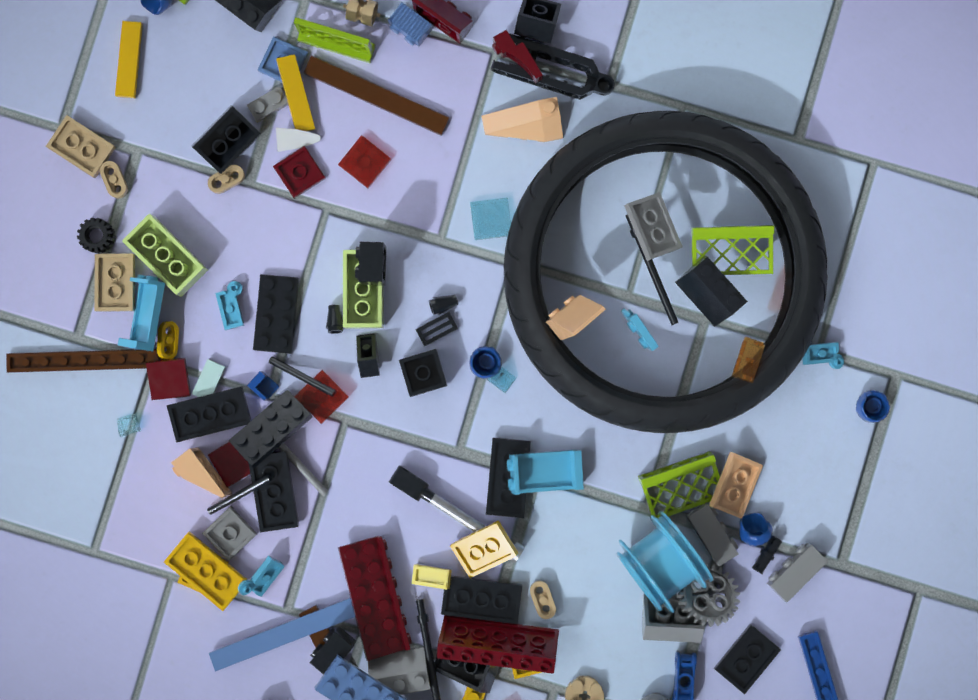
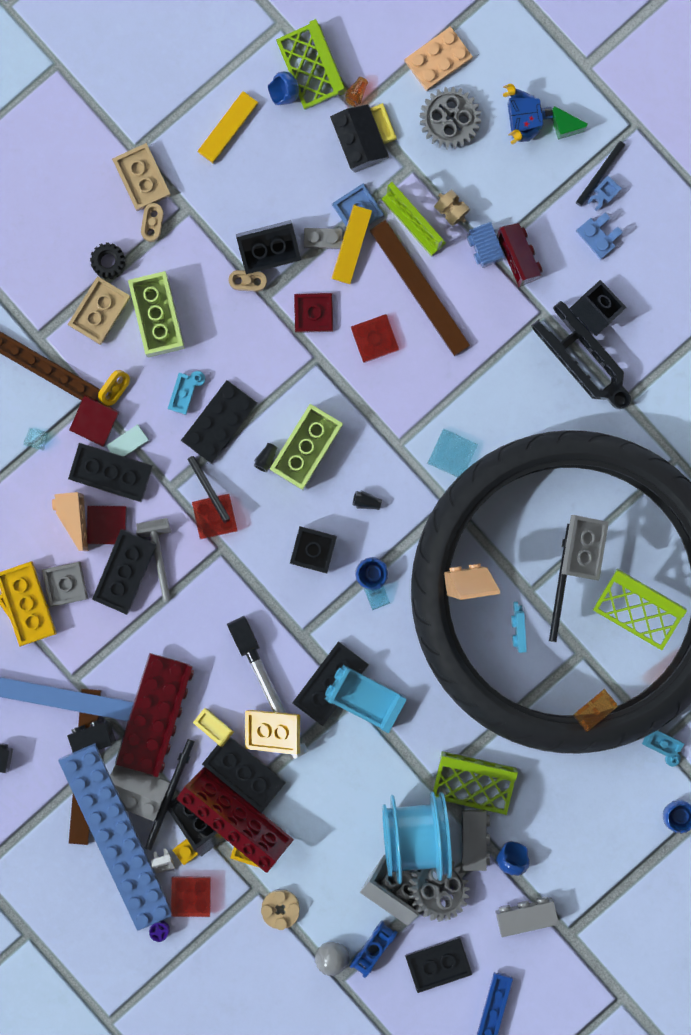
camera: 30 degrees right, 0 degrees up
(145, 314) = (109, 354): medium azure panel -> none
(239, 494) = (94, 556): black bar -> none
(262, 578) = (70, 639): medium azure hinge -> none
(263, 386) = (171, 476): blue panel -> none
(270, 428) = (155, 517): black plate -> none
(293, 139) = (327, 282): white sticker -> none
(367, 355) = (275, 505): black slope -> none
(371, 263) = (327, 431): black brick -> none
(422, 336) = (344, 511): black tile -> none
(506, 47) = (556, 317): dark red slope -> none
(529, 121) = (537, 391): light nougat wedge -> none
(542, 599) = (296, 805): tan plate -> none
(711, 291) = (599, 632): black slope -> none
(736, 485) = (520, 810): light nougat plate -> none
(767, 554) = (510, 886): black pin -> none

